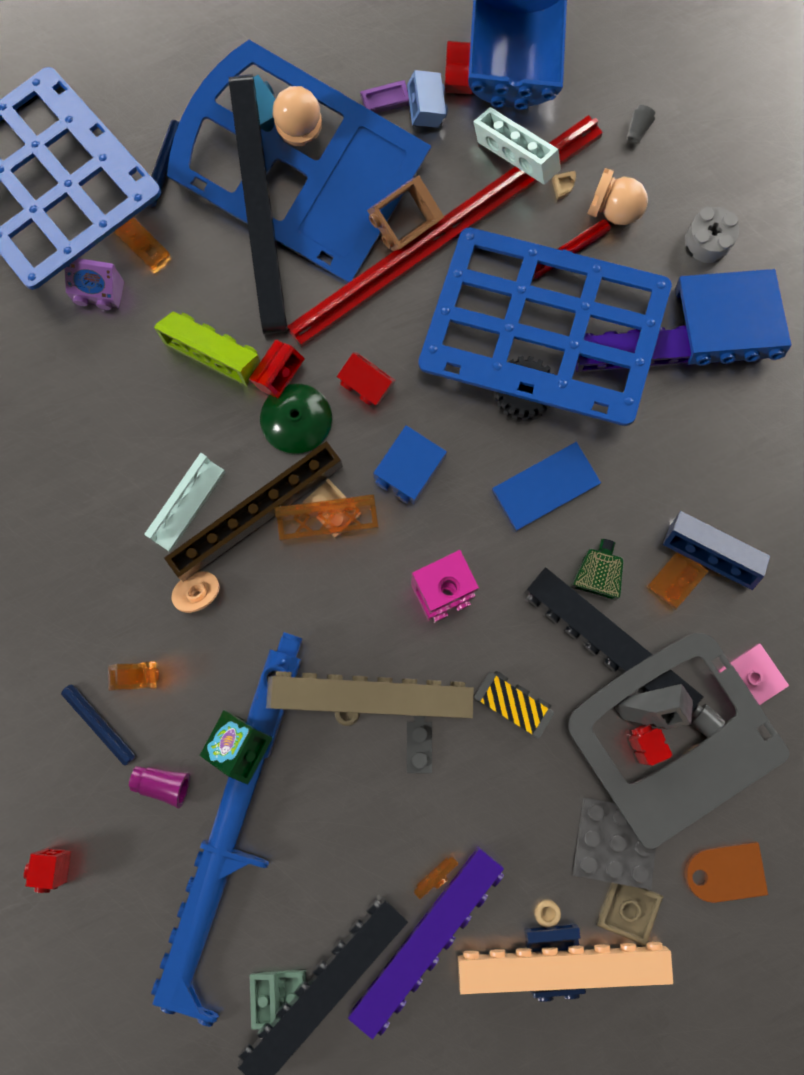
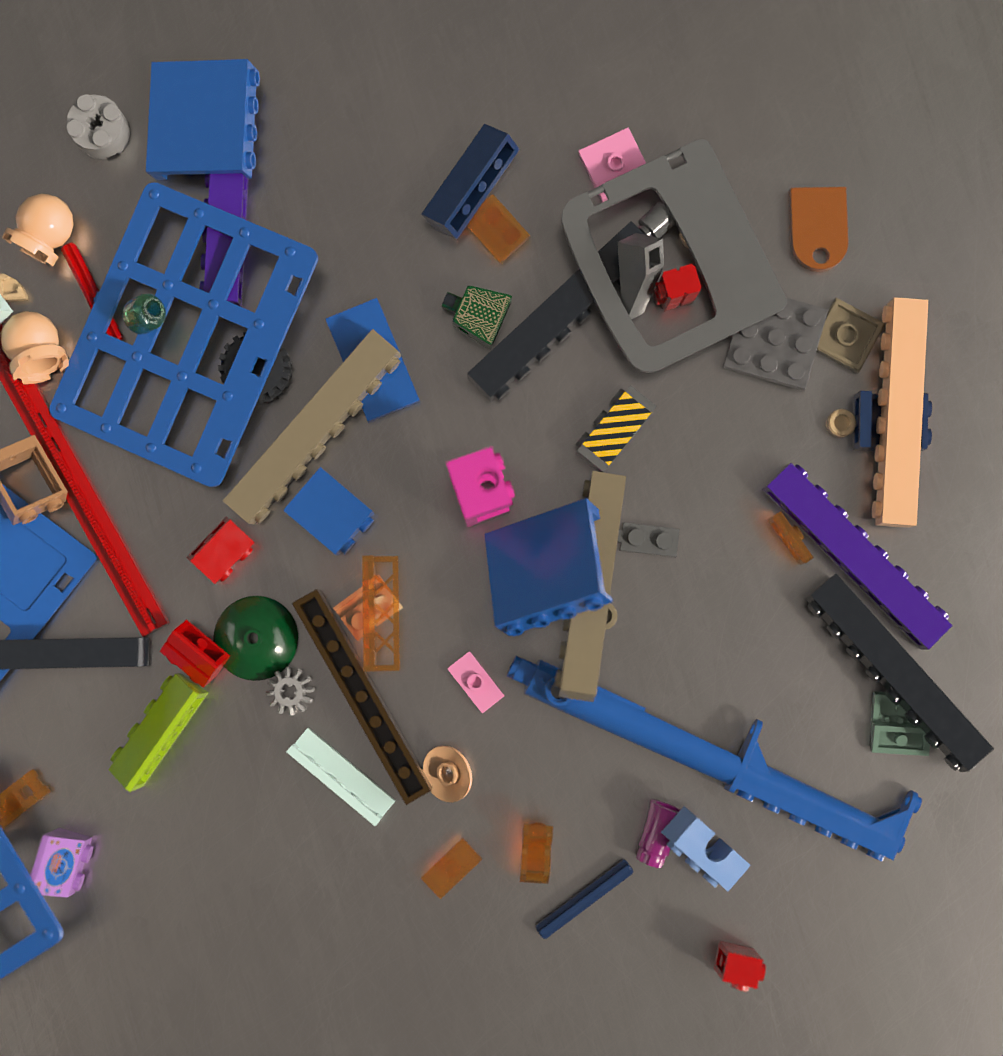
camera: 90 degrees left, 5 degrees up
(116, 606) = (451, 868): none -> clear orange plate
(137, 841) = (691, 836): none -> medium blue arch
(235, 747) = (629, 742): dark green panel -> none
(243, 453) = (279, 689): none -> light grey gear
(277, 608) = (475, 682): none -> bright pink plate
(380, 653) = (545, 568): none -> blue panel
(480, 442) = (312, 428): none -> dark tan brick
(516, 206) = (32, 347): none -> light nougat tile
(557, 288) = (144, 313): none -> clear green head

